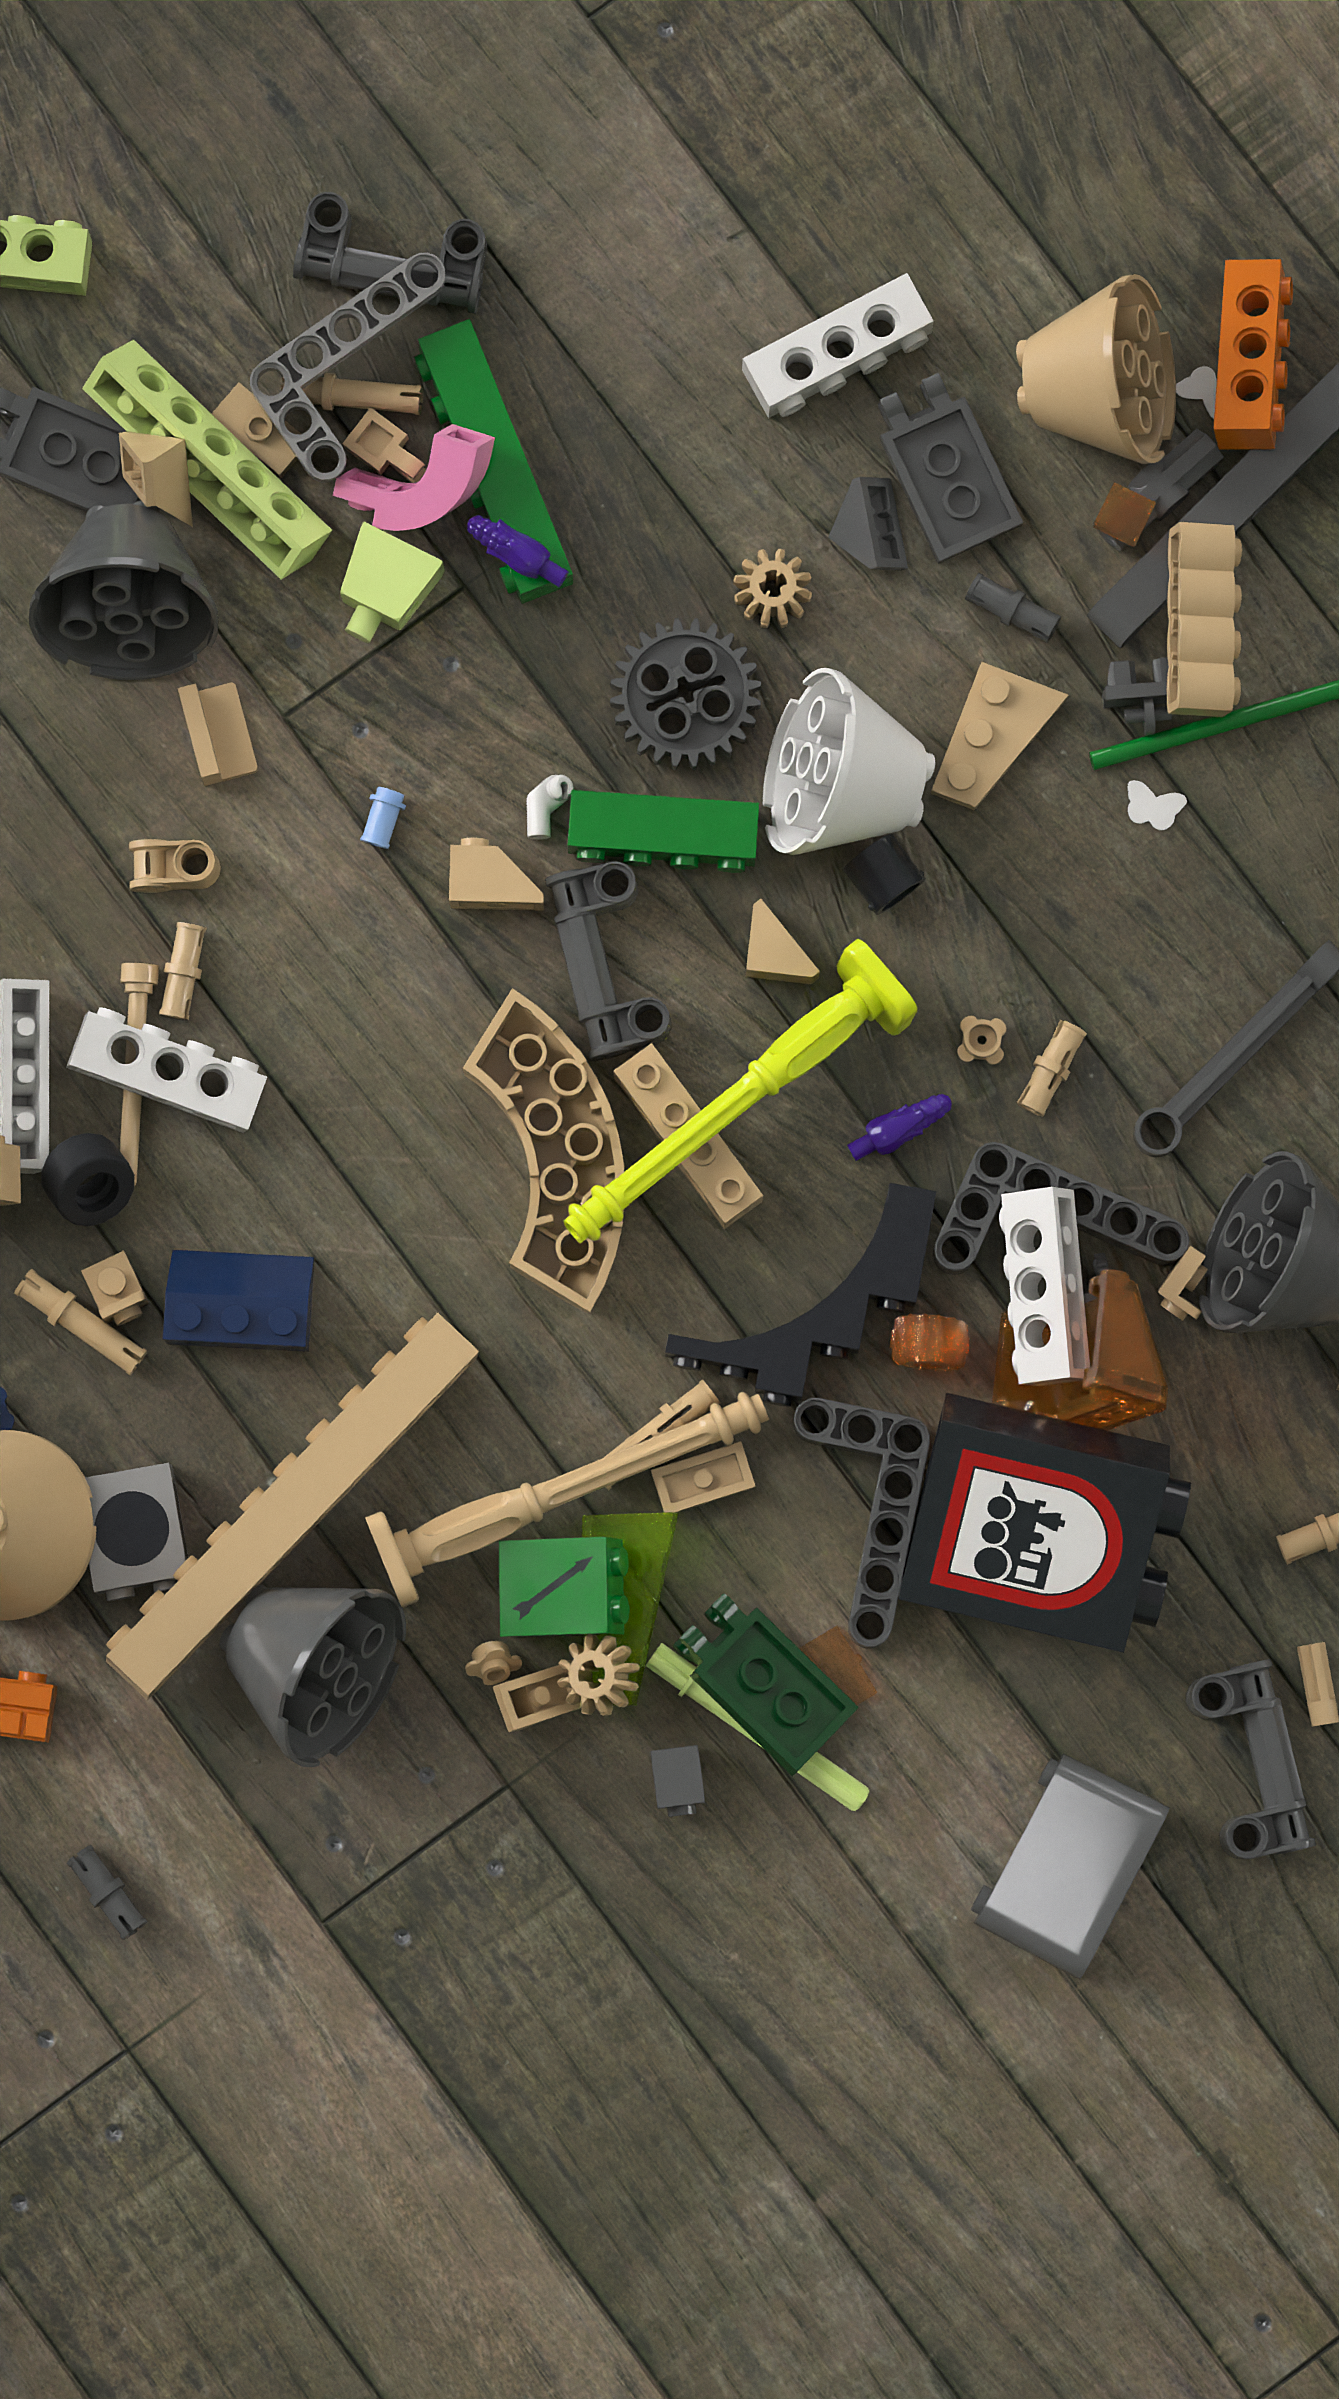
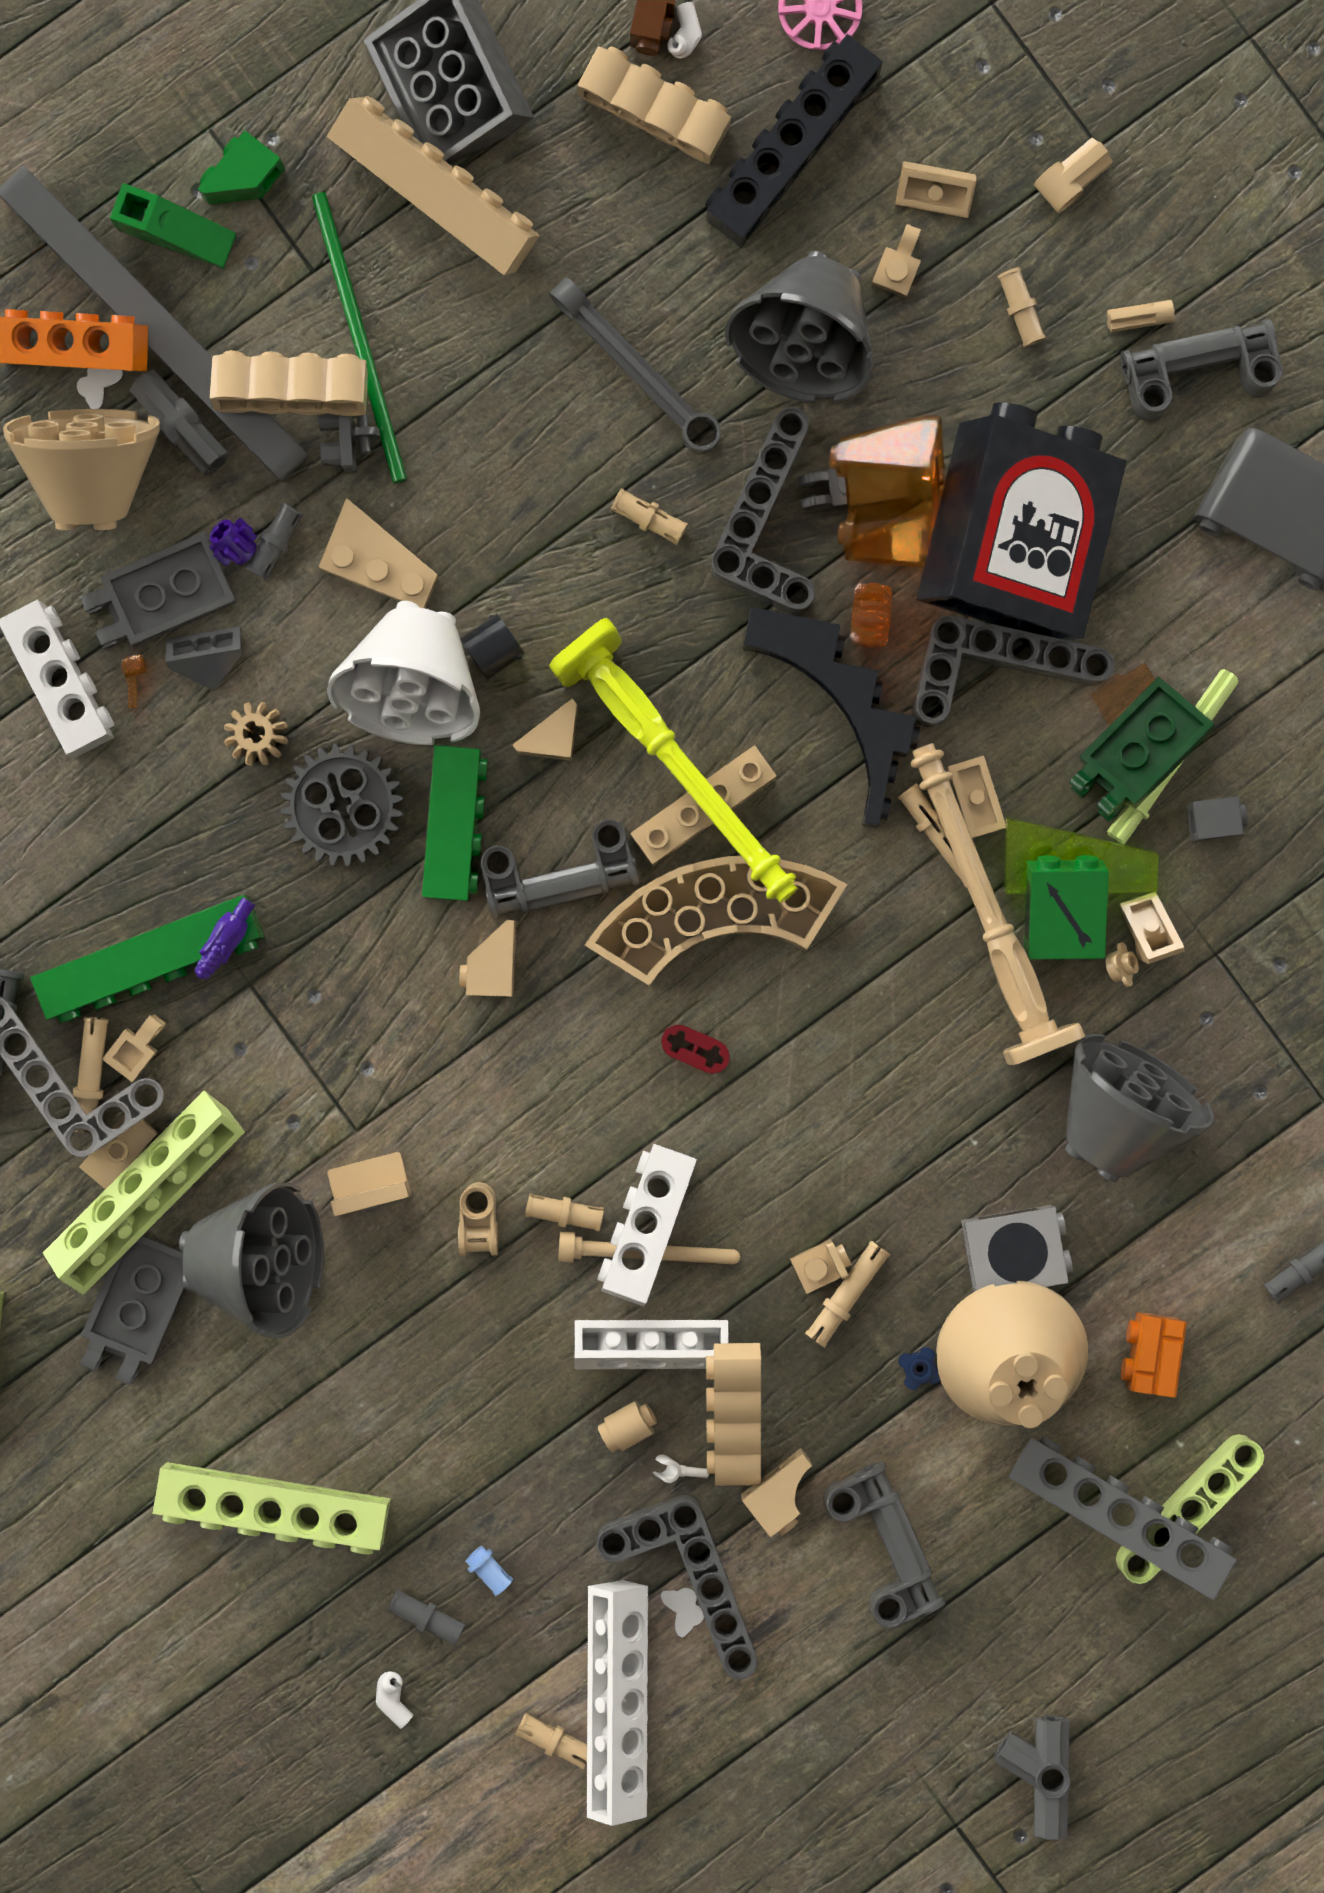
camera: 90 degrees left, 5 degrees up
(73, 1163) = (736, 1288): black tyre -> none
(157, 472) = (154, 1232): tan slope -> none
(239, 1300) = (831, 1167): dark blue slope -> none
(291, 1506) = (1002, 1124): tan brick -> none
(375, 1126) = (691, 1057): none -> dark red beam
(382, 817) = (440, 1050): light blue pin -> none
(386, 581) = (246, 1047): yellowish green torso -> none
(453, 474) = (158, 989): bright pink arch -> none
(543, 801) = (428, 921): white arm -> none
(588, 1660) = (1148, 886): tan gear -> none
(854, 436) = (131, 667): none -> clear orange hand
(895, 1128) = (697, 643): dark purple piece -> none
(991, 1030) = (618, 564): tan plate -> none
(1009, 556) = (233, 542): none -> dark purple gear
(1062, 1304) = (814, 507): white brick -> none
(1124, 514) = (201, 447): clear orange tile -> none
(1157, 810) = (440, 430): white sticker -> none
(1185, 1274) = (821, 418): tan bracket -> none

